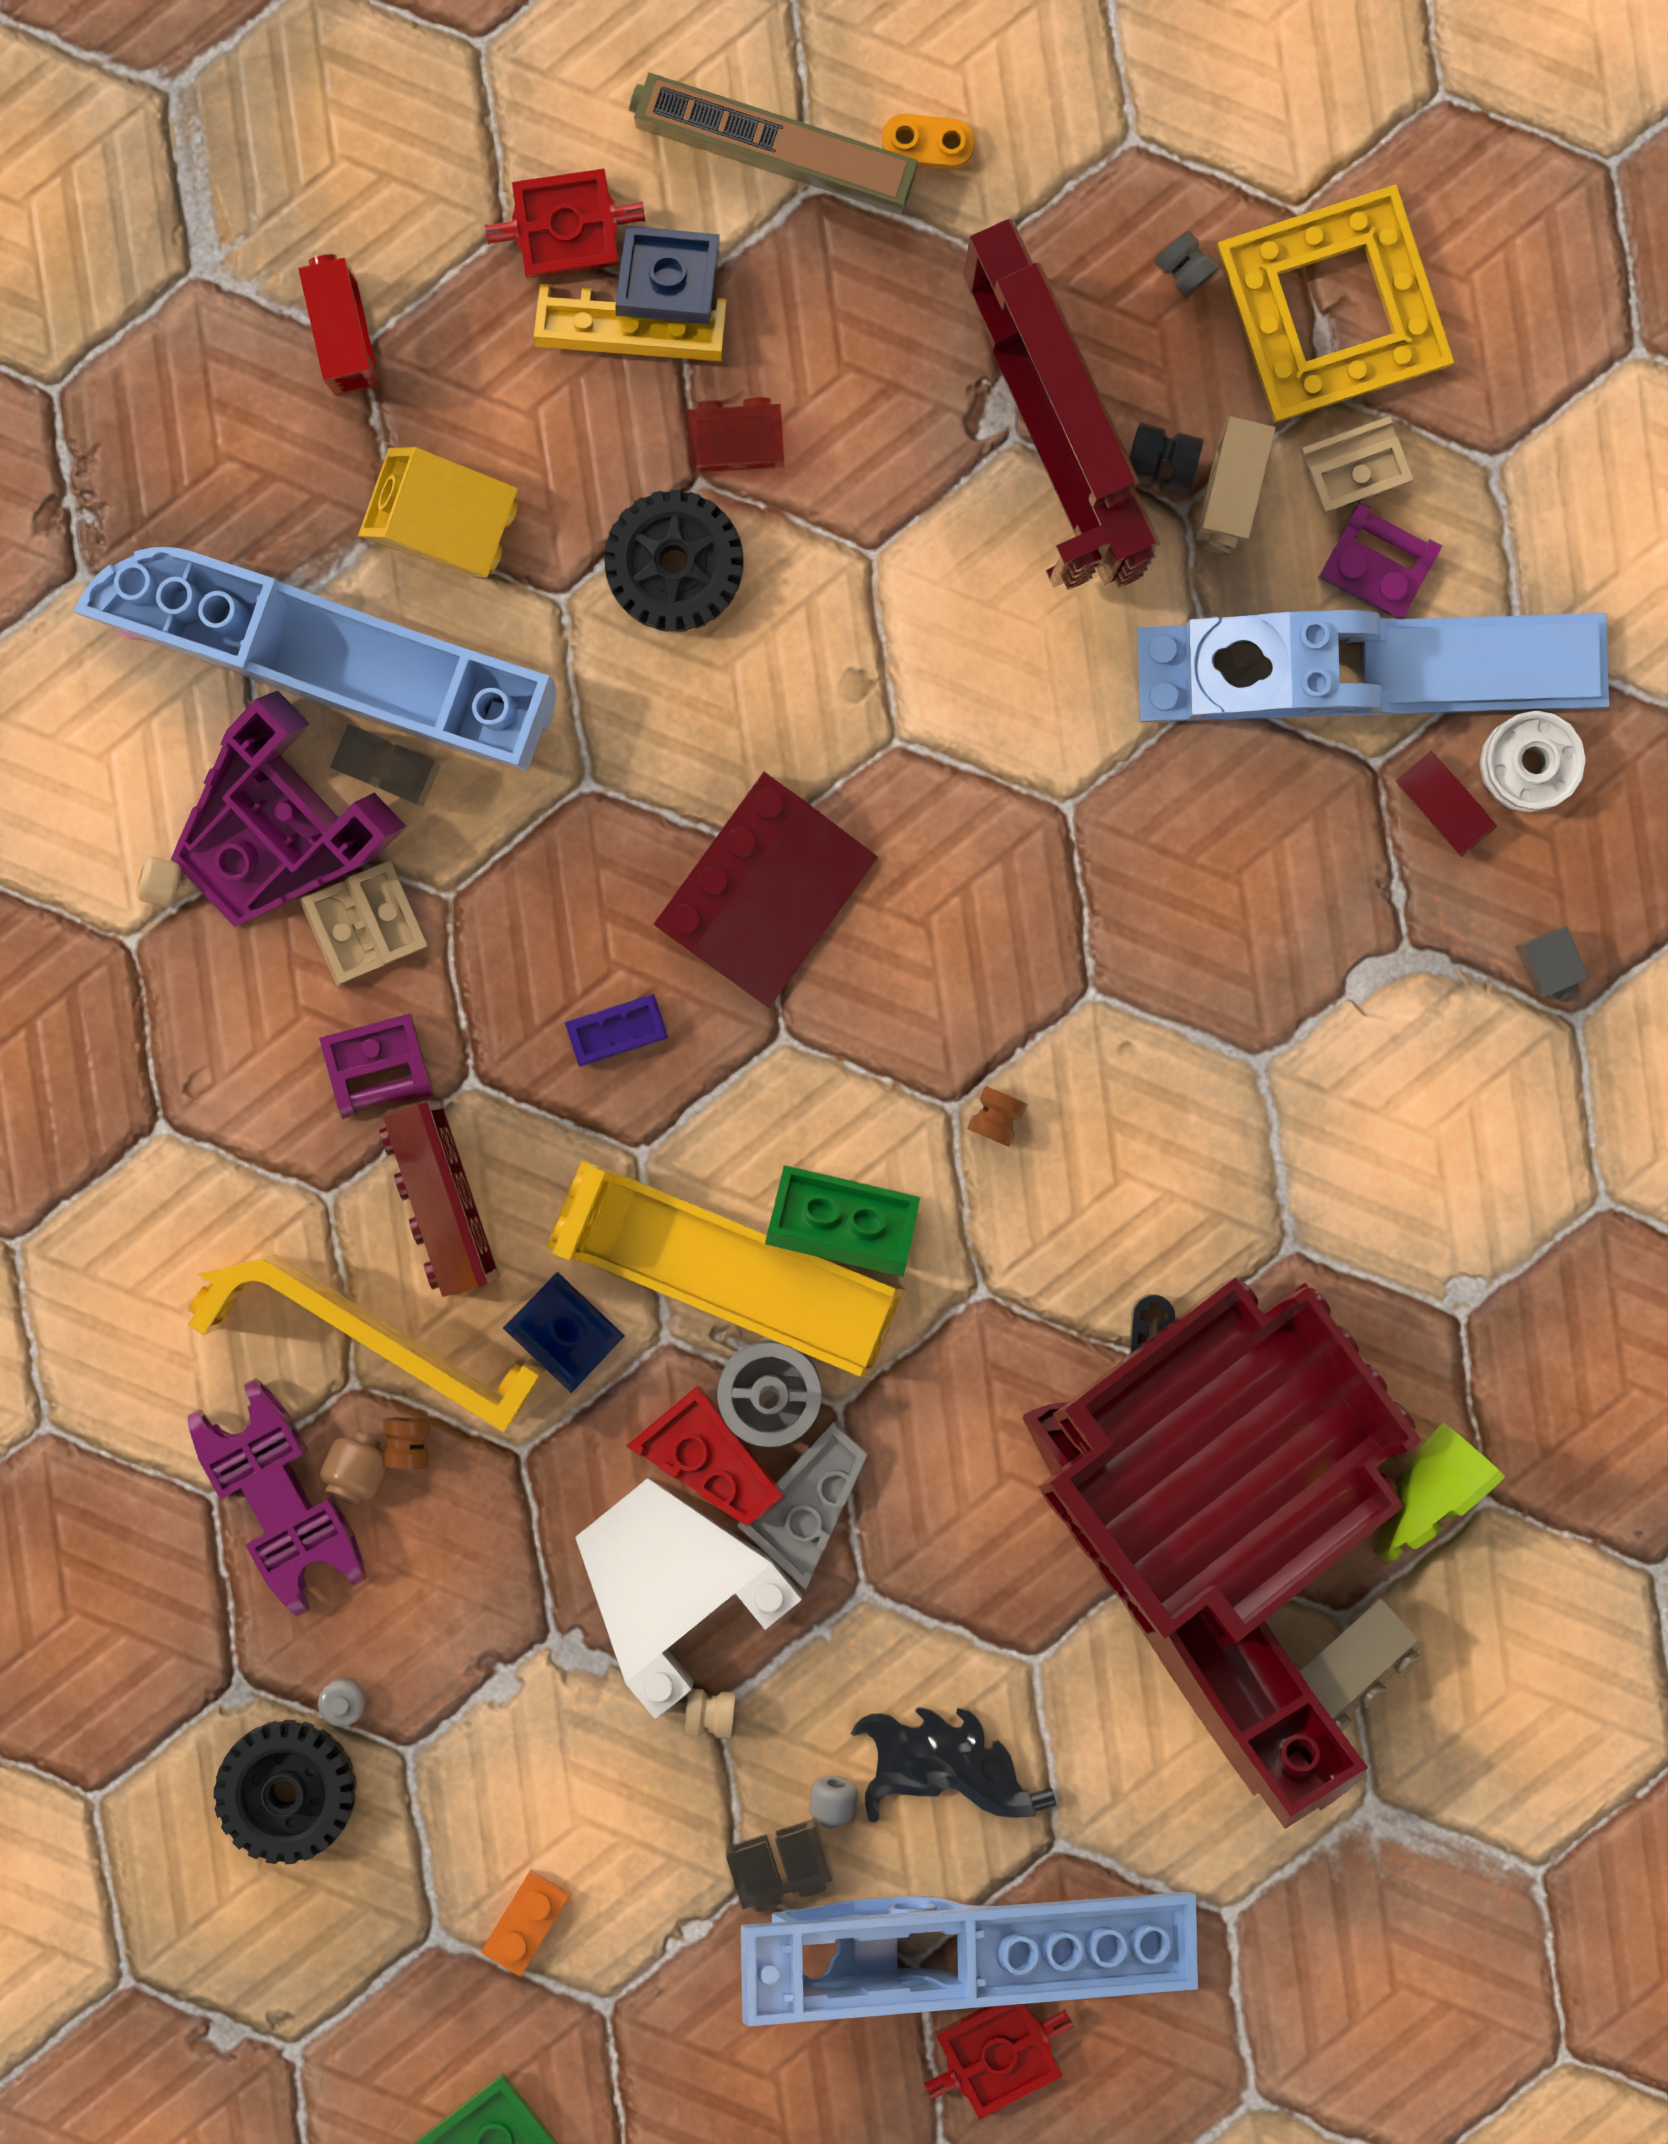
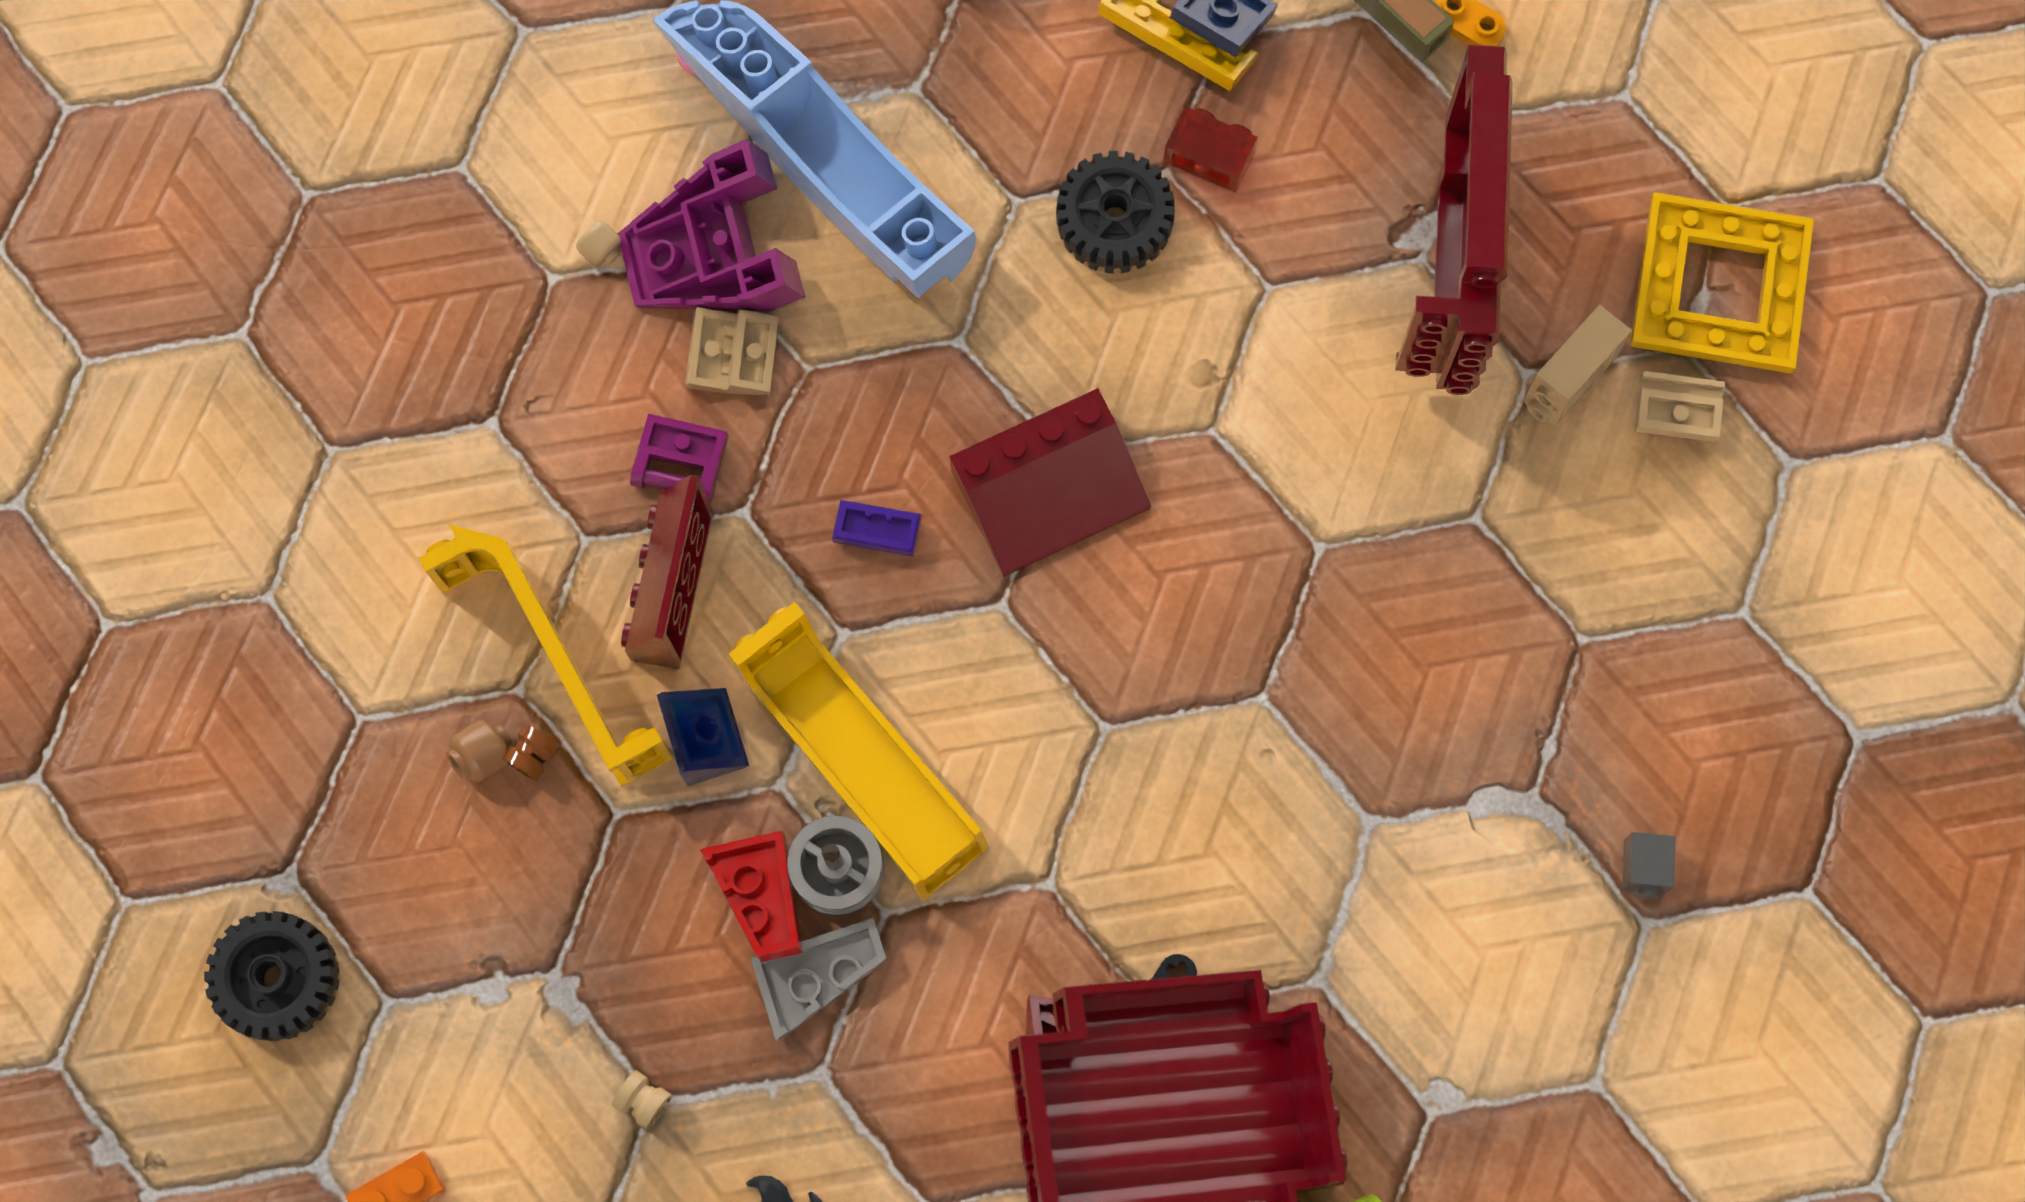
camera: 30 degrees right, 15 degrees down
(276, 1497) = (406, 773): magenta piece -> none
(342, 1702) = (360, 931): light grey piece -> none
(401, 771) = (825, 253): clear smoke piece -> none
(439, 511) = (962, 89): yellow slope -> none
(660, 1573) = (667, 964): white wedge -> none
(843, 1221) = (969, 761): green plate -> none
(997, 1116) = (1133, 750): dark orange wheel -> none
(1181, 458) = (1520, 314): black wheel -> none
(1195, 271) = (1621, 197): dark grey wheel -> none
(1373, 575) = (1651, 495): magenta plate -> none
(1405, 665) = (1639, 578): light blue piece -> none
(1446, 803) = (1623, 695): dark red slope -> none
(1560, 755) = (1730, 684): white wheel -> none

